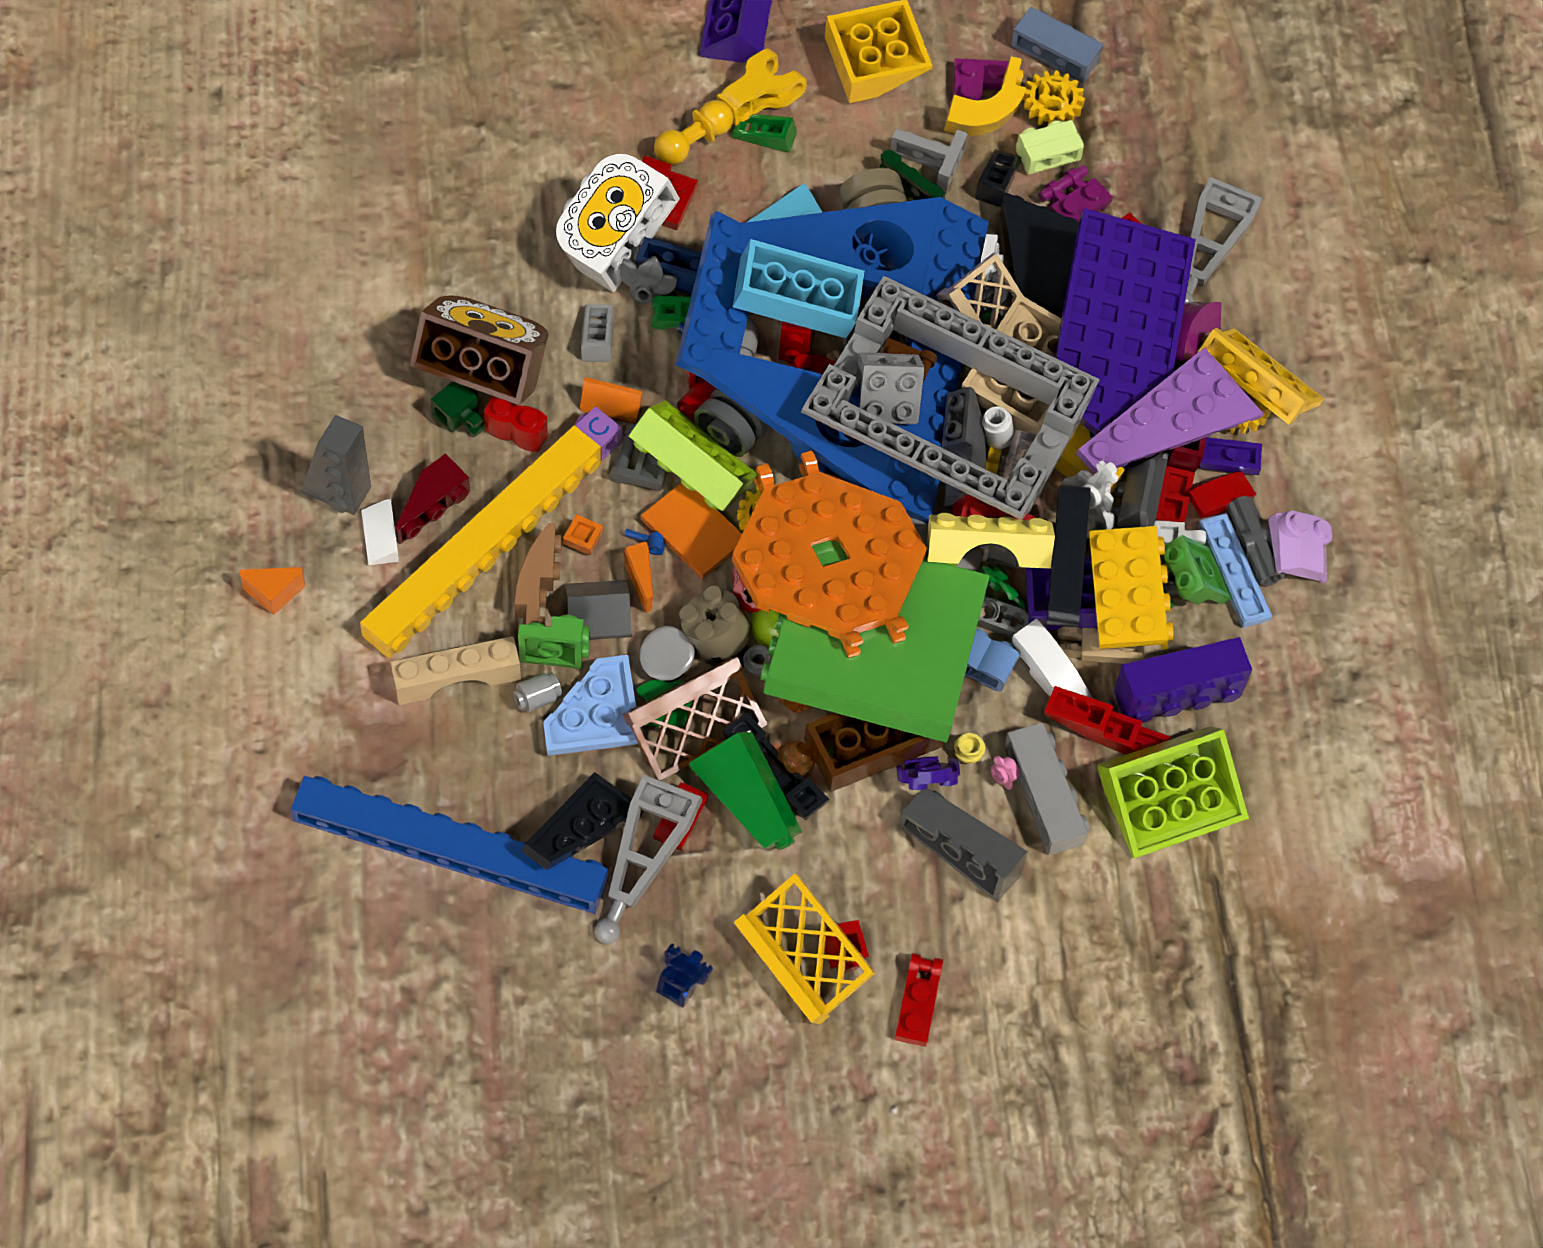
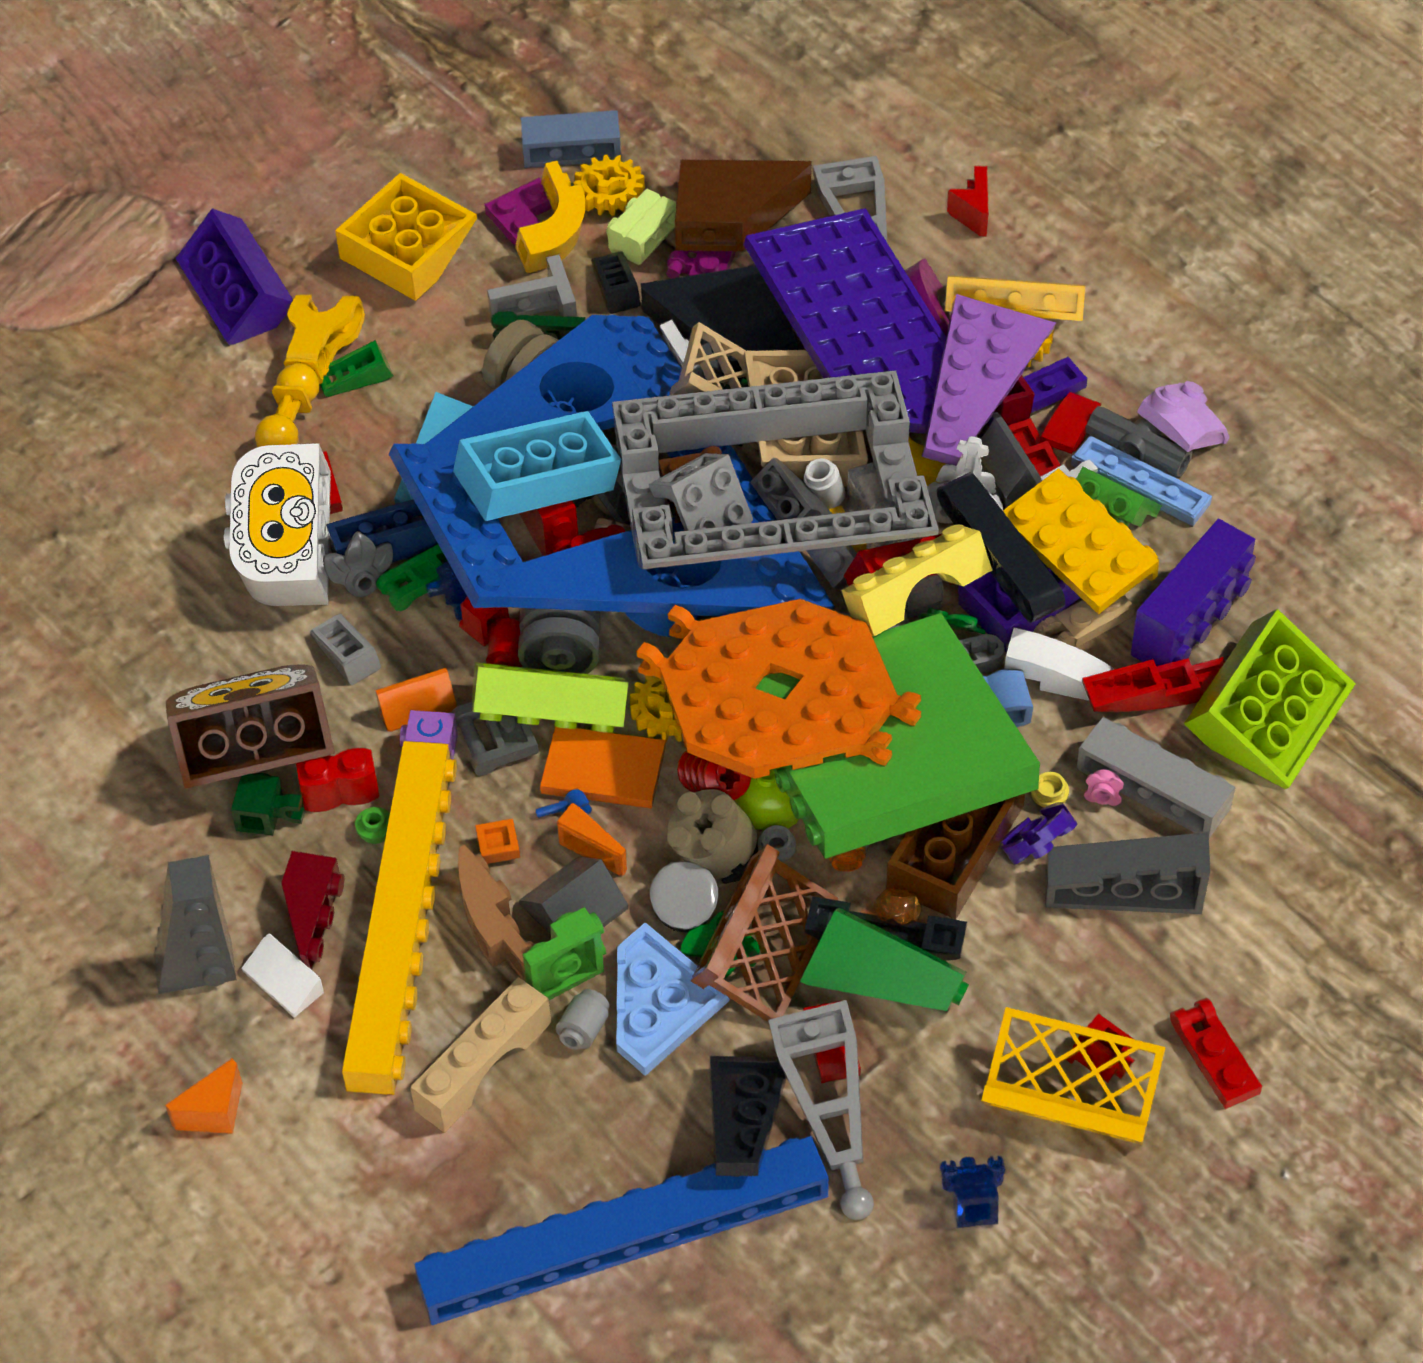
camera: 30 degrees left, 10 degrees down
(512, 461) = (372, 833): none -> bright green plate
(1126, 168) = (733, 199): none -> reddish brown slope
(1300, 282) = (971, 204): none -> red slope

